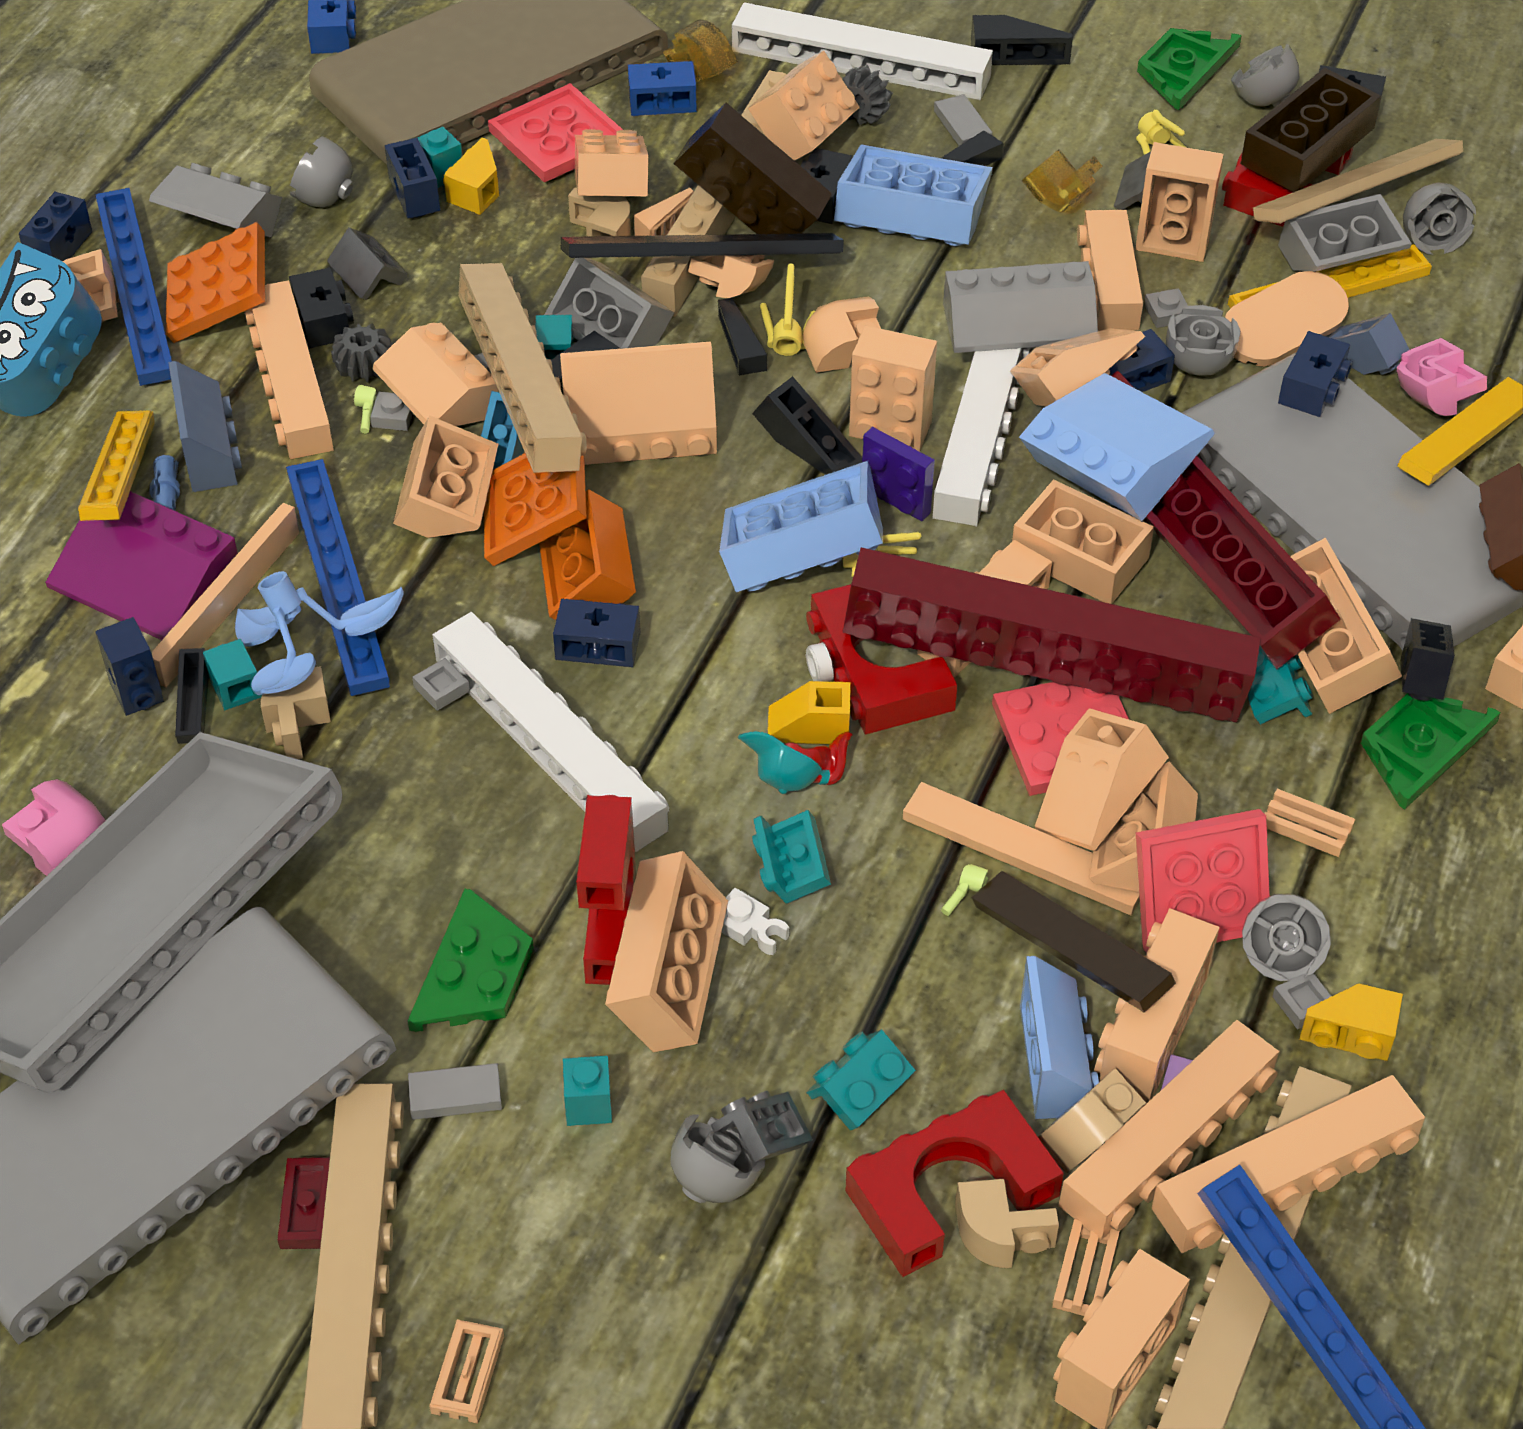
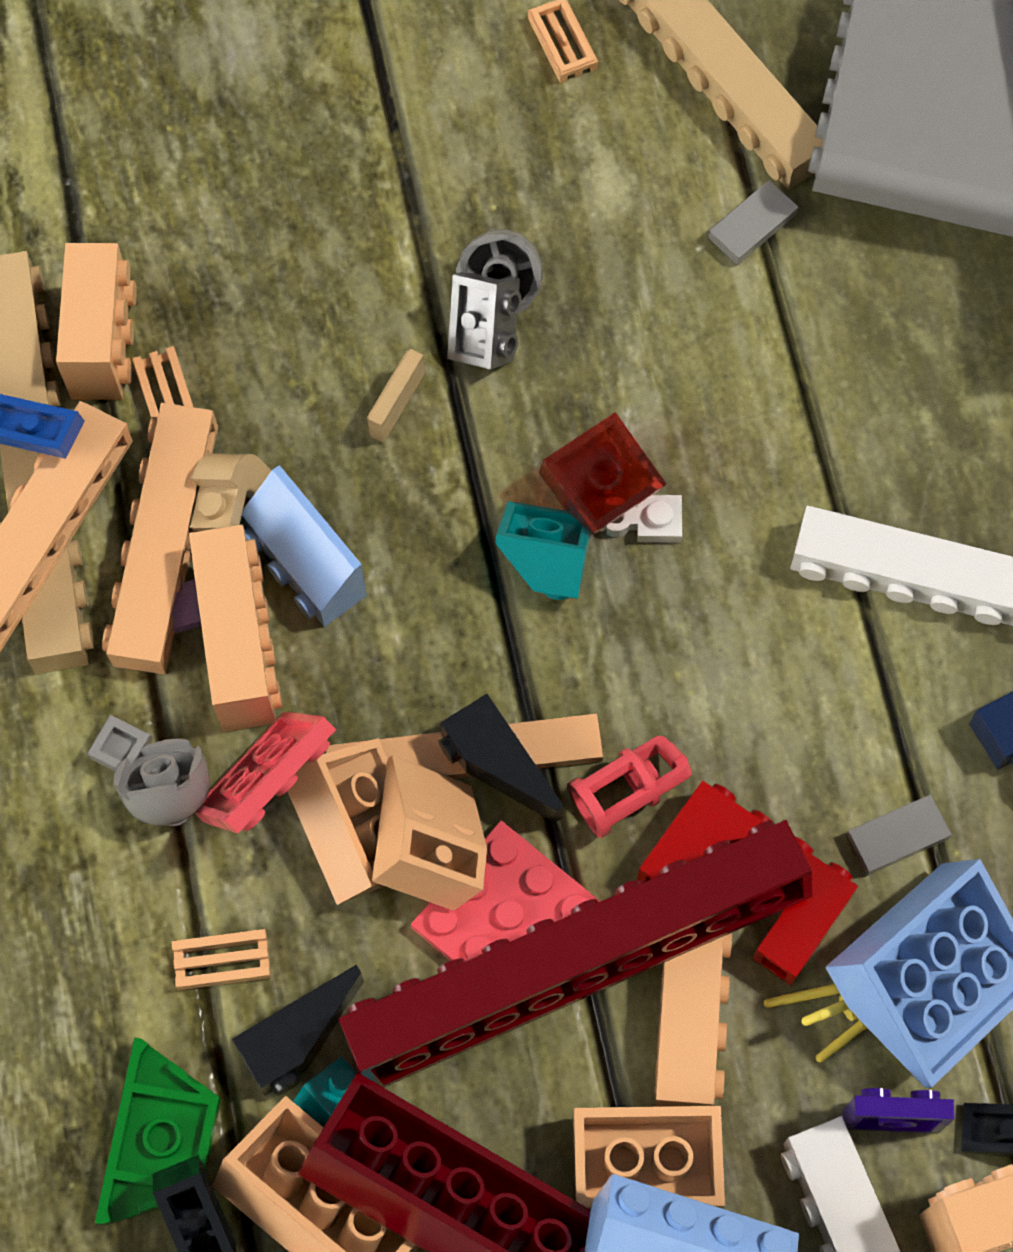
camera: 145 degrees right, 20 degrees up
(303, 1203) = (784, 64): dark red plate -> none
(473, 968) = (833, 331): green wing -> none
(587, 1090) = (647, 273): teal brick -> none
(605, 880) = (760, 399): red arch -> none
(667, 952) = (676, 408): light nougat brick -> none
(747, 628) = (899, 834): none -> light grey tile
(766, 952) = (601, 474): none -> clear red slope
(791, 856) = (658, 593): teal bracket -> none
(793, 767) = (730, 689): teal hair -> none
(811, 713) = (750, 752): yellow slope -> none
(819, 663) = (800, 825): white tile -> none
(846, 937) = (545, 548): none -> teal slope
(861, 1077) = (447, 429): teal bracket -> none
(883, 1126) = (396, 395): none -> tan tile
(909, 746) = (640, 777): none -> coral piece
(972, 879) = (488, 681): yellowish green hand -> none
(985, 1134) = (310, 441): red arch -> none
(993, 1231) = (254, 365): tan brick -> none
(1009, 810) = (495, 756): none -> black slope
(1074, 941) = (342, 631): dark brown tile -> none
(1278, 741) = (291, 1038): none -> black slope
(1355, 1021) = (57, 751): yellow slope -> none

